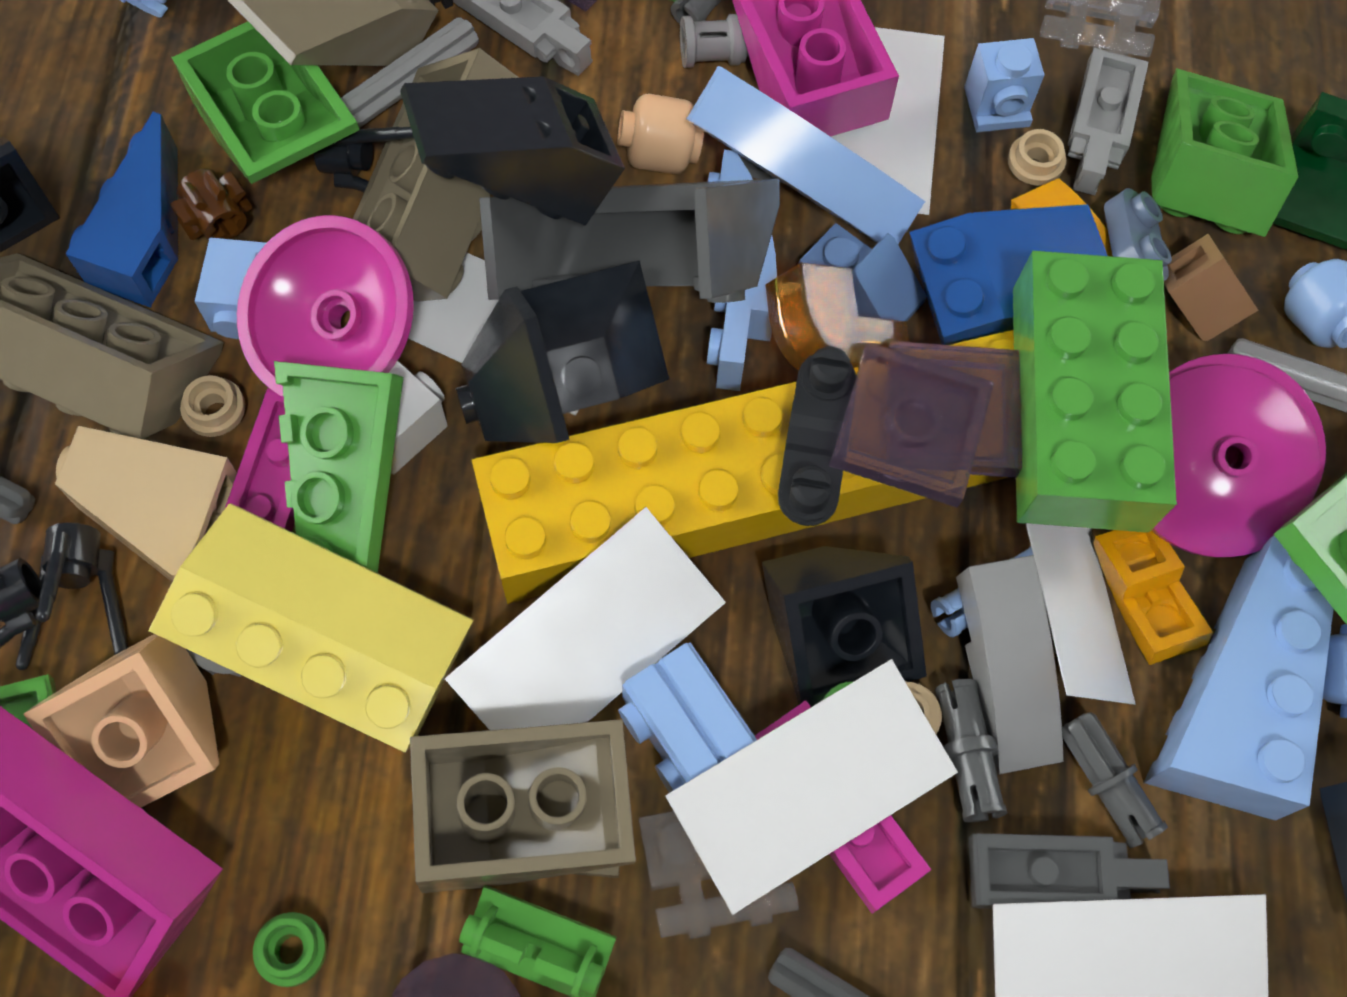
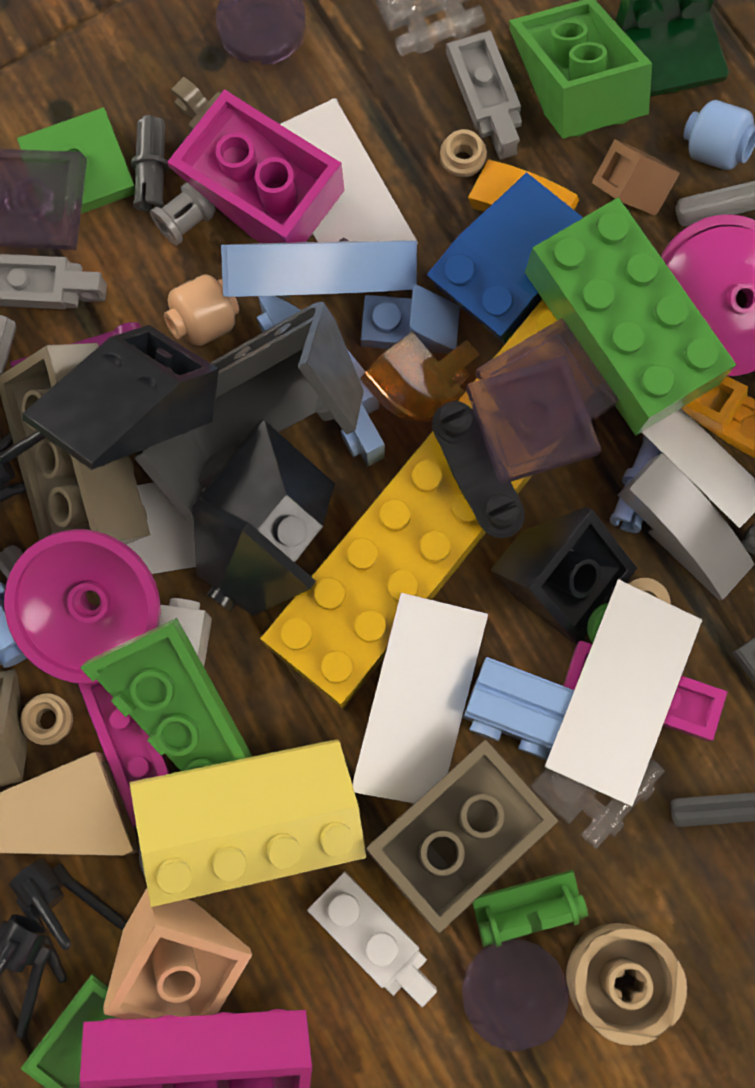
camera: 30 degrees left, 10 degrees up
(269, 942) = (380, 1041): bright green plate -> none
(352, 855) = (372, 939): none -> white hinge
(971, 751) = (697, 598): dark grey pin -> none
(1003, 84) = (406, 114): light blue brick -> none
(1135, 229) = (569, 172): sand blue plate -> none

